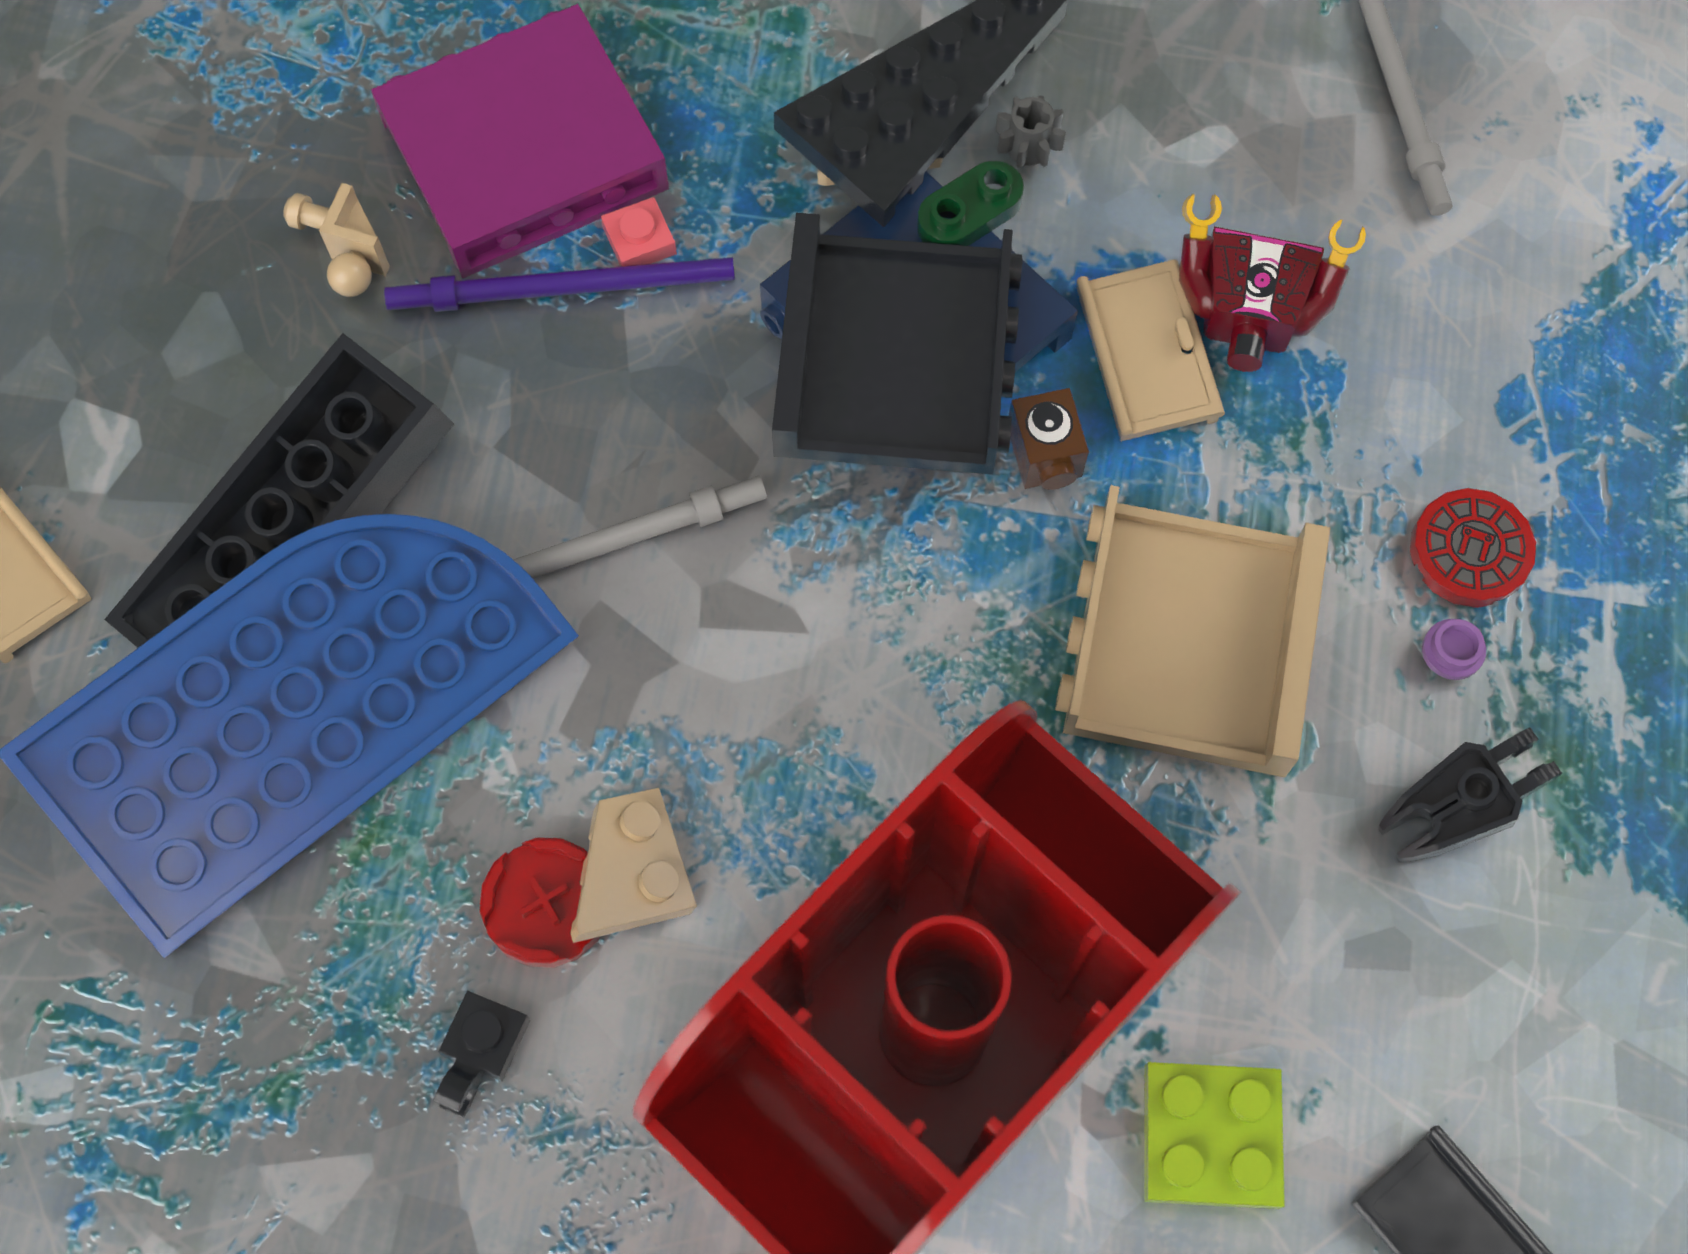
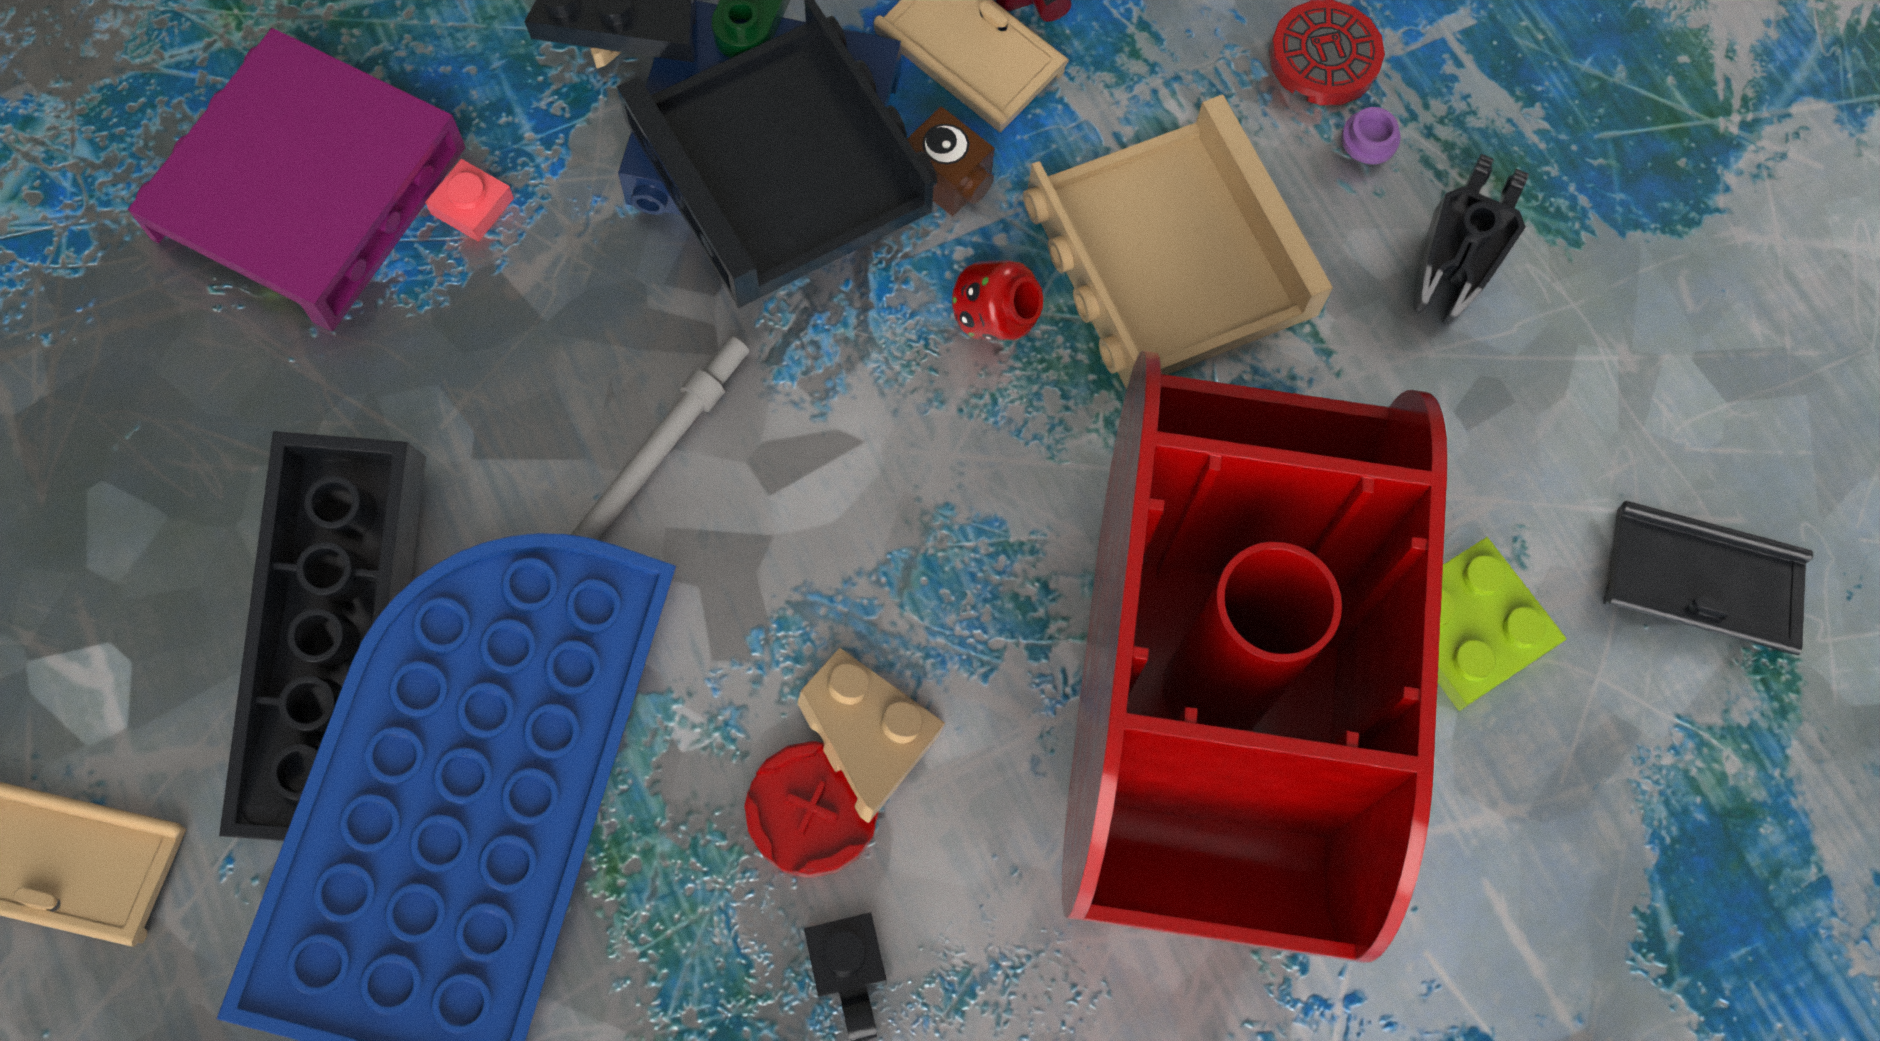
camera: 40 degrees left, 0 degrees up
(347, 237) = (203, 355): tan piece -> none
(446, 293) = (332, 350): dark purple bar -> none
(996, 584) = (997, 300): none -> red head

